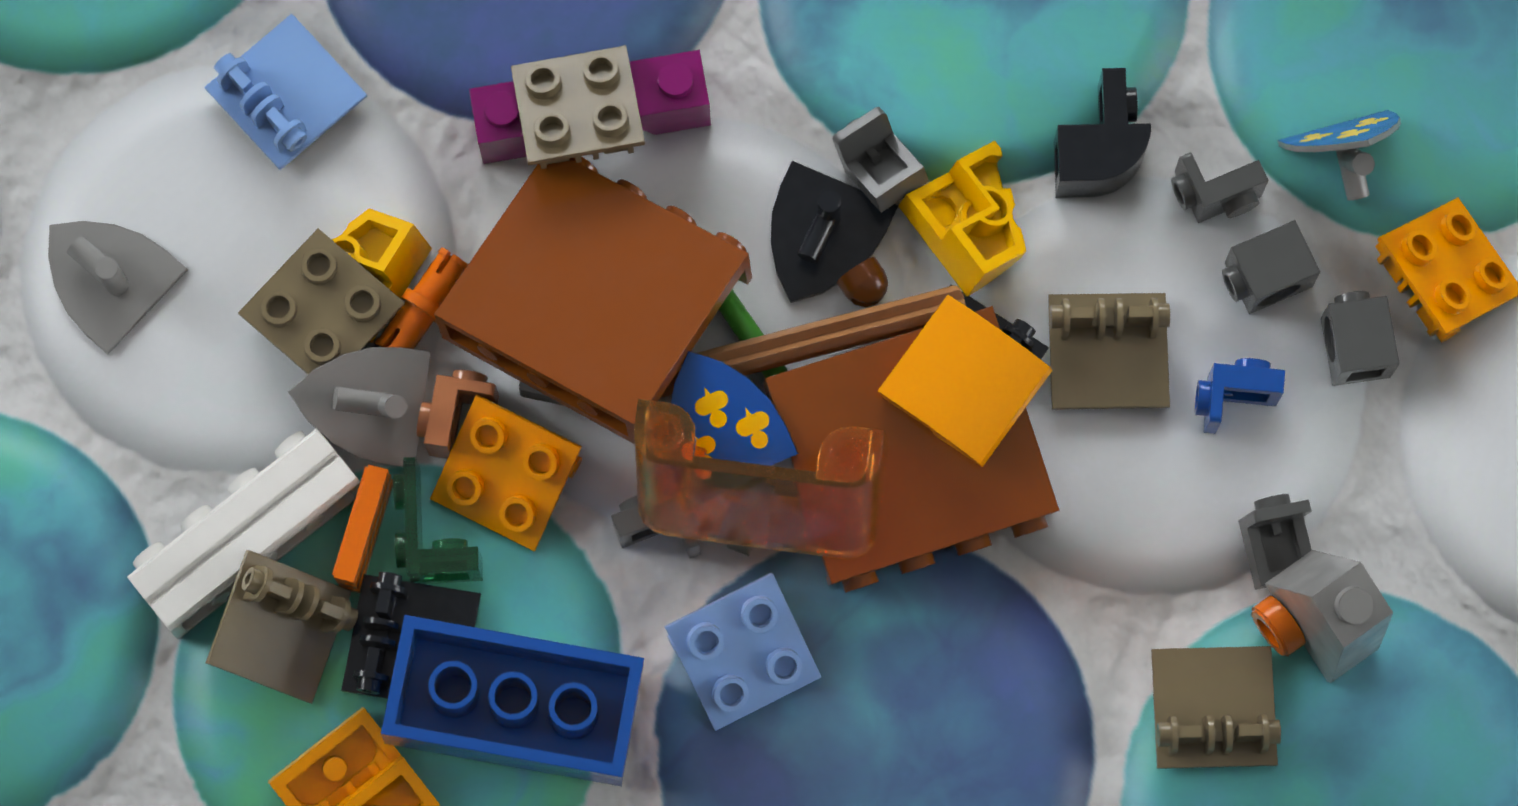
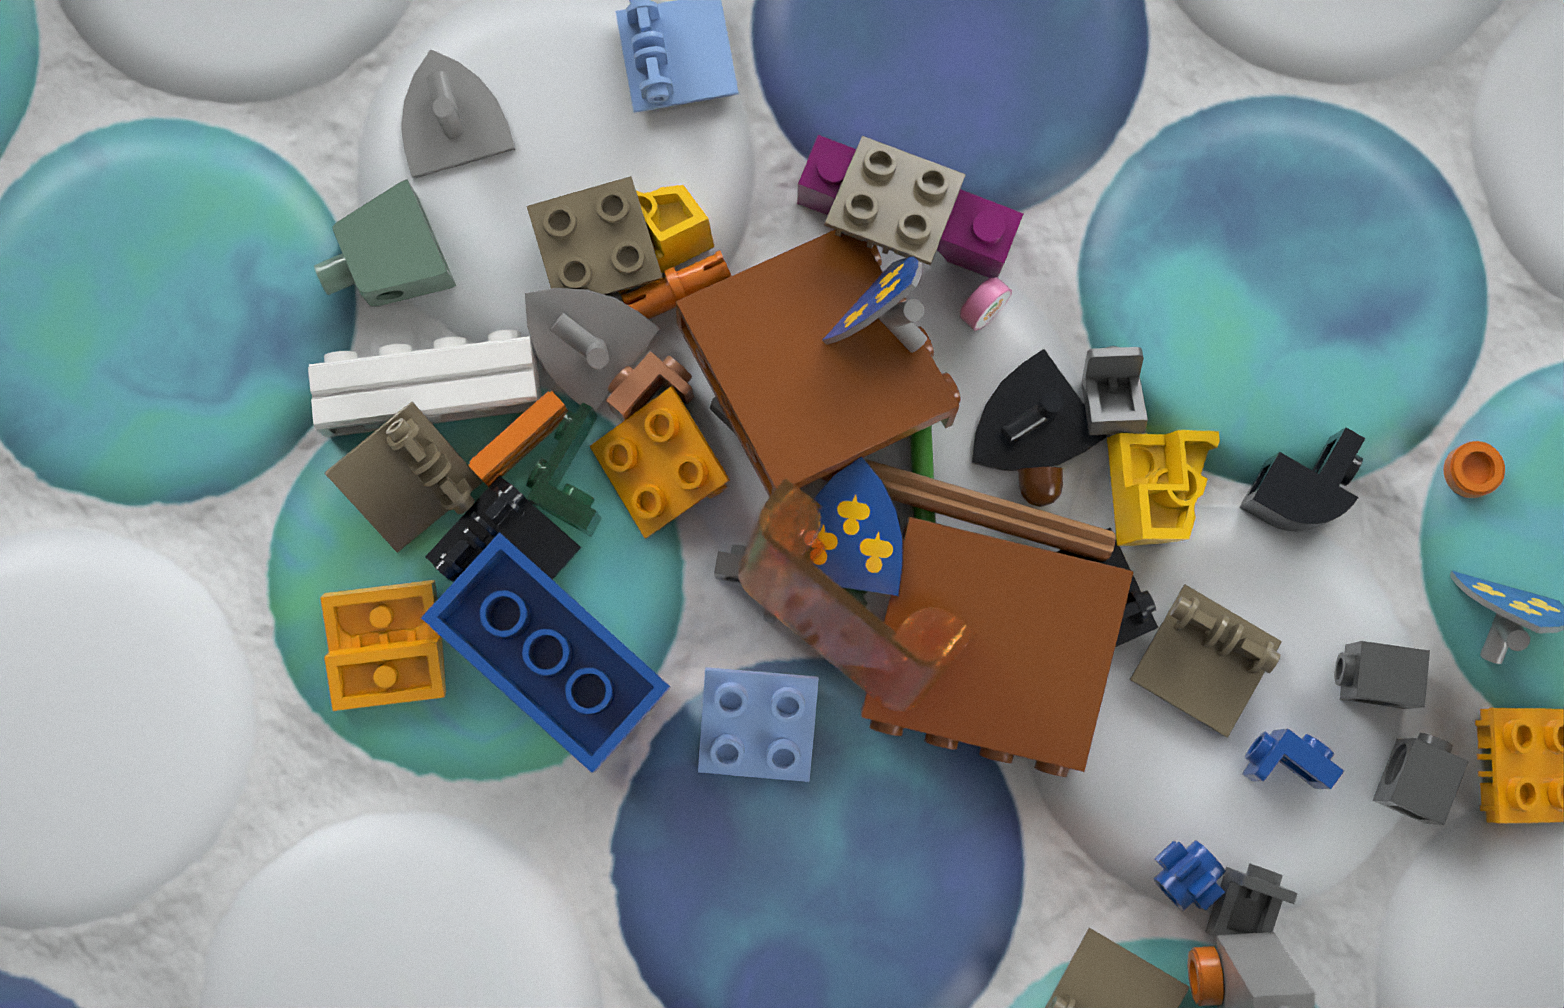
camera: 30 degrees right, 5 degrees up
(131, 432) = (387, 251): none -> sand green torso
(625, 201) = (883, 303): none -> shield
(713, 151) = (985, 303): none -> bright pink tile
(965, 380) = (1072, 620): light orange slope -> none
(1209, 546) = (1189, 875): none -> blue gear
(1229, 193) = (1388, 593): dark grey bracket -> none
(1241, 38) = (1474, 469): none -> orange tile

